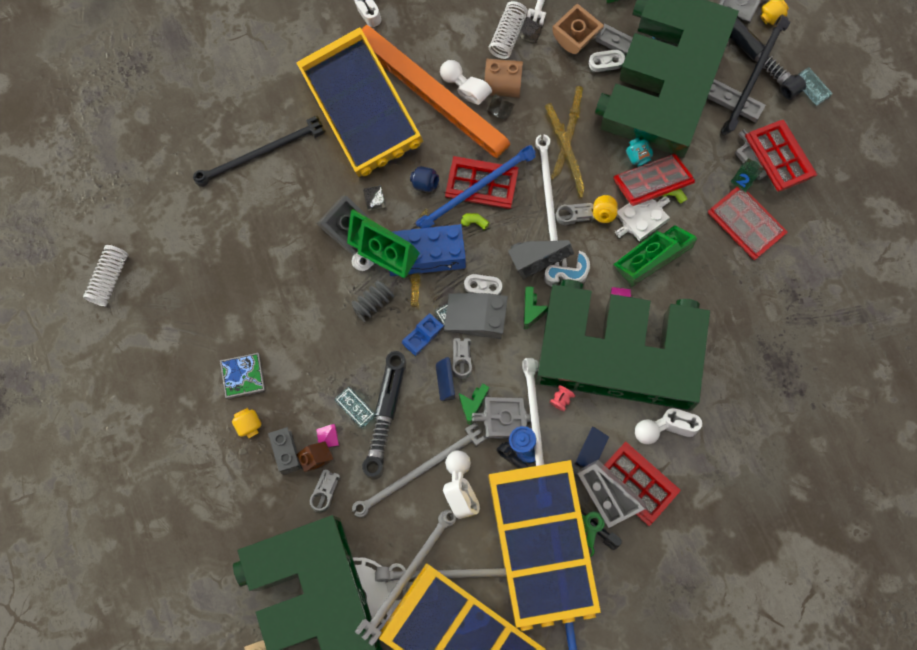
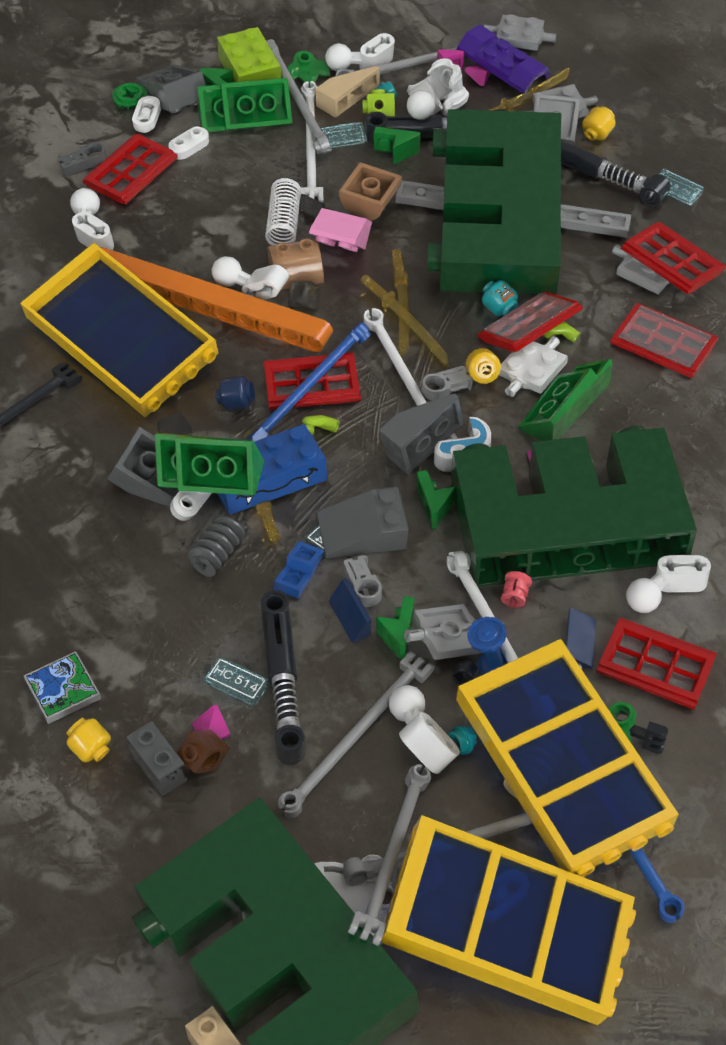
camera: 20 degrees left, 20 degrees down
(325, 487) = (230, 791): light grey piece -> none
(483, 284) = (352, 487): white plate -> none
(485, 500) = (464, 738): none -> teal plate
(543, 59) = (341, 228): none -> bright pink slope
(605, 60) = (418, 217): white plate -> none
(610, 494) = (627, 674): light grey wedge -> none
(747, 175) = (642, 287): clear green brick -> none
(781, 24) = (612, 130): black hinge -> none

